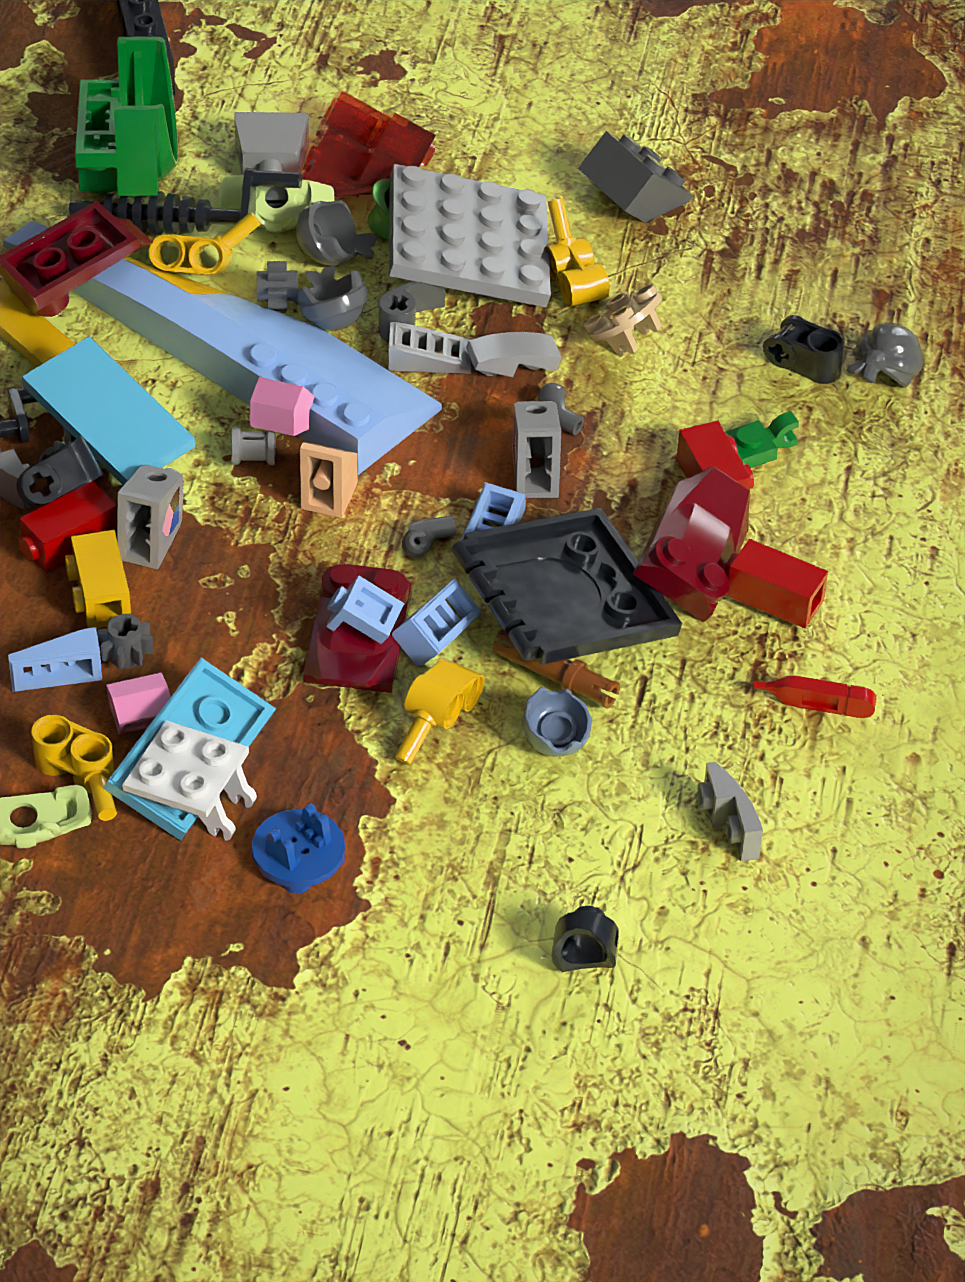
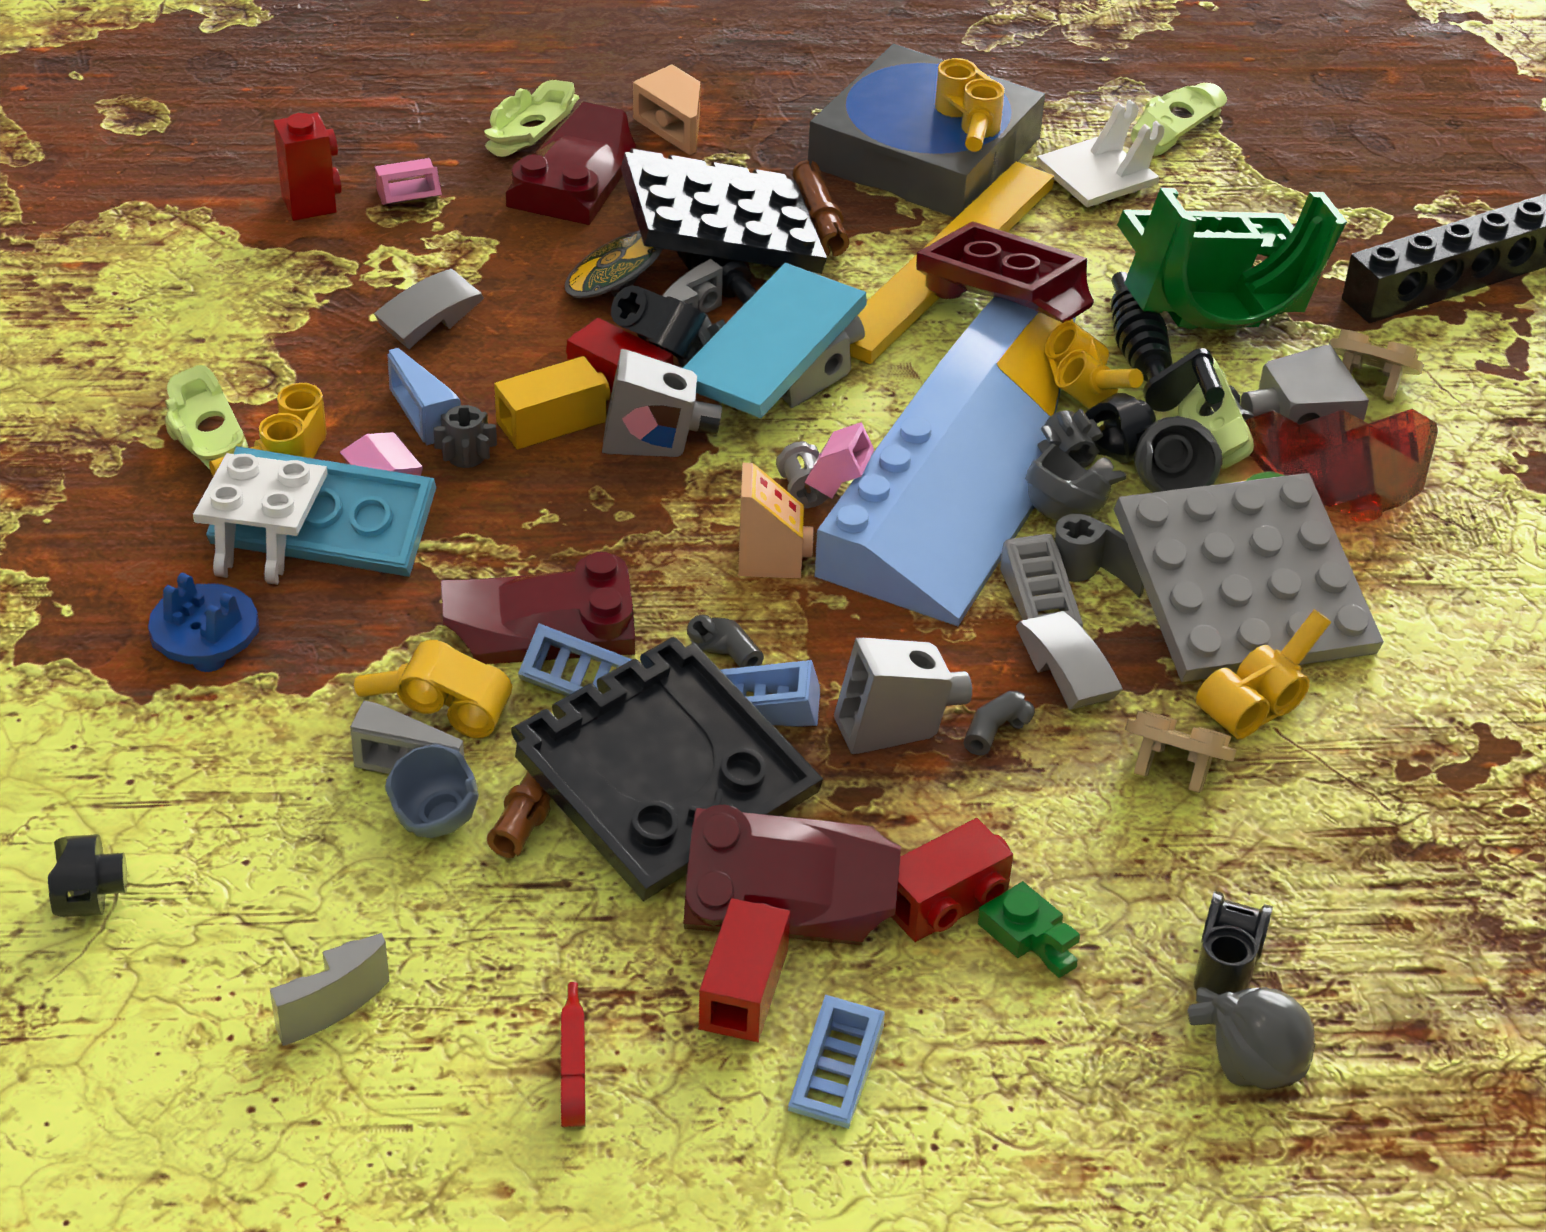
camera: 75 degrees right, 5 degrees down
(249, 92) = (1393, 360): none -> tan plate
(275, 245) = (1123, 425): none -> black piece
(365, 609) = (537, 582): light blue bracket -> none
(490, 738) = (384, 736): none -> light grey slope
(634, 177) = (1465, 717): dark grey slope -> none
(836, 546) = (851, 1020): none -> light blue slope

